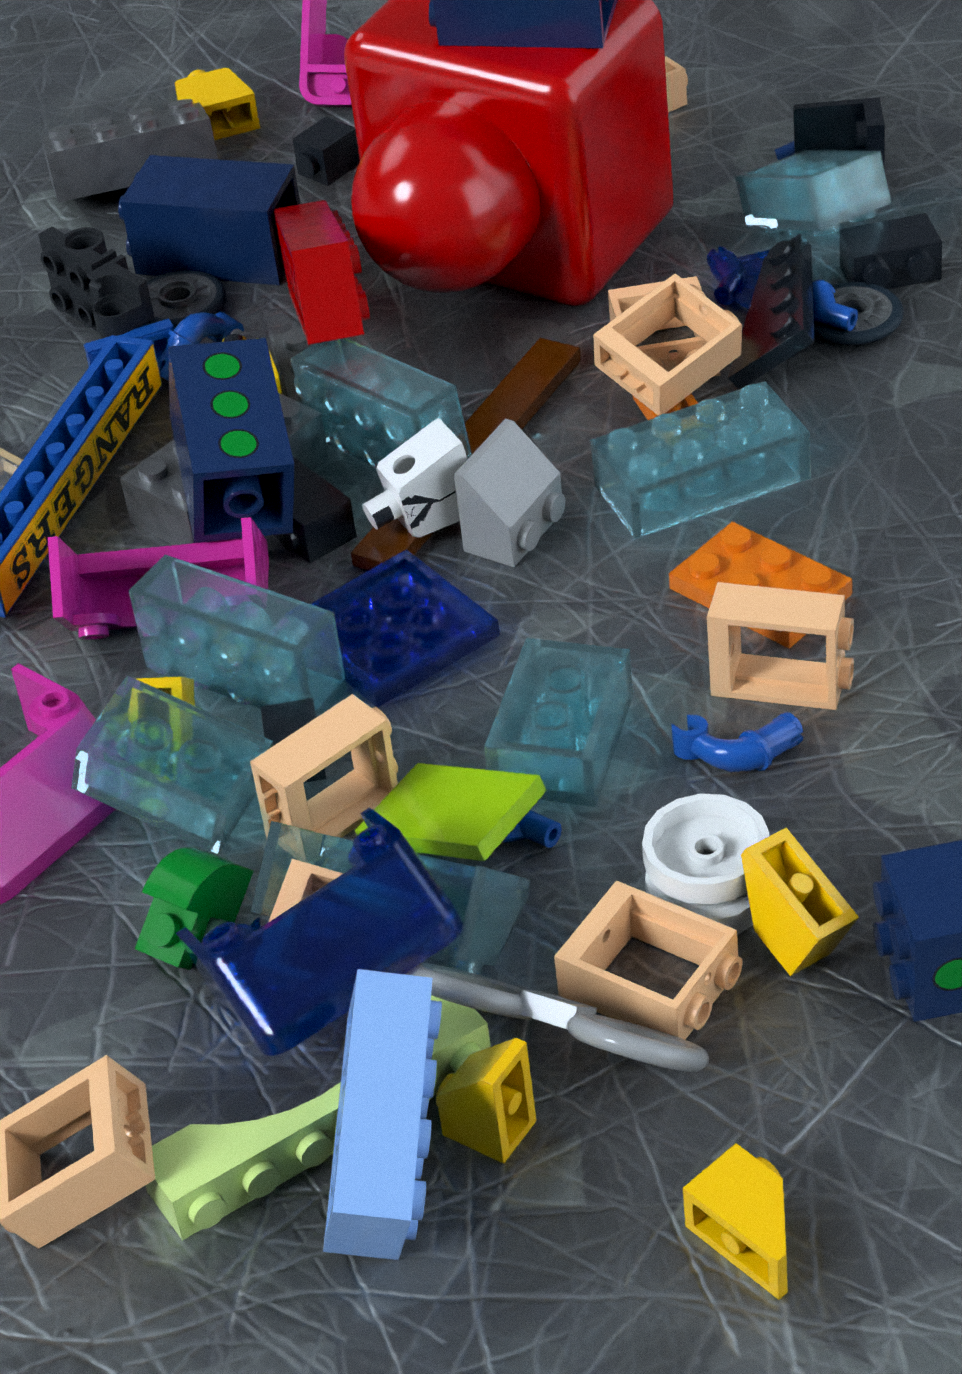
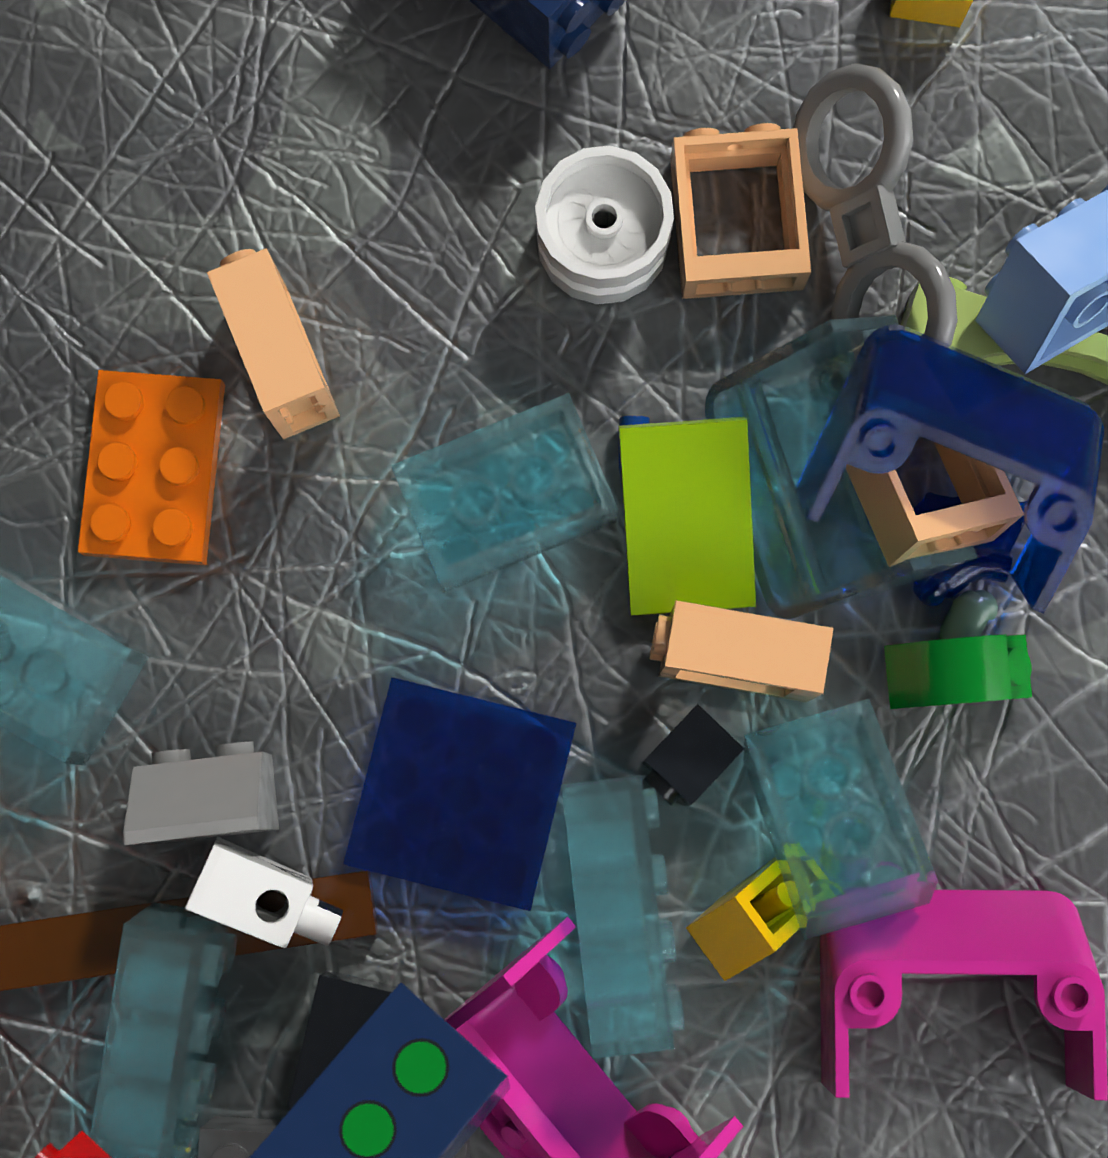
camera: 130 degrees left, 40 degrees up
(489, 1100) = (983, 220): yellow slope -> none
(749, 752) = (412, 310): blue piece -> none
(793, 902) = (612, 97): yellow slope -> none

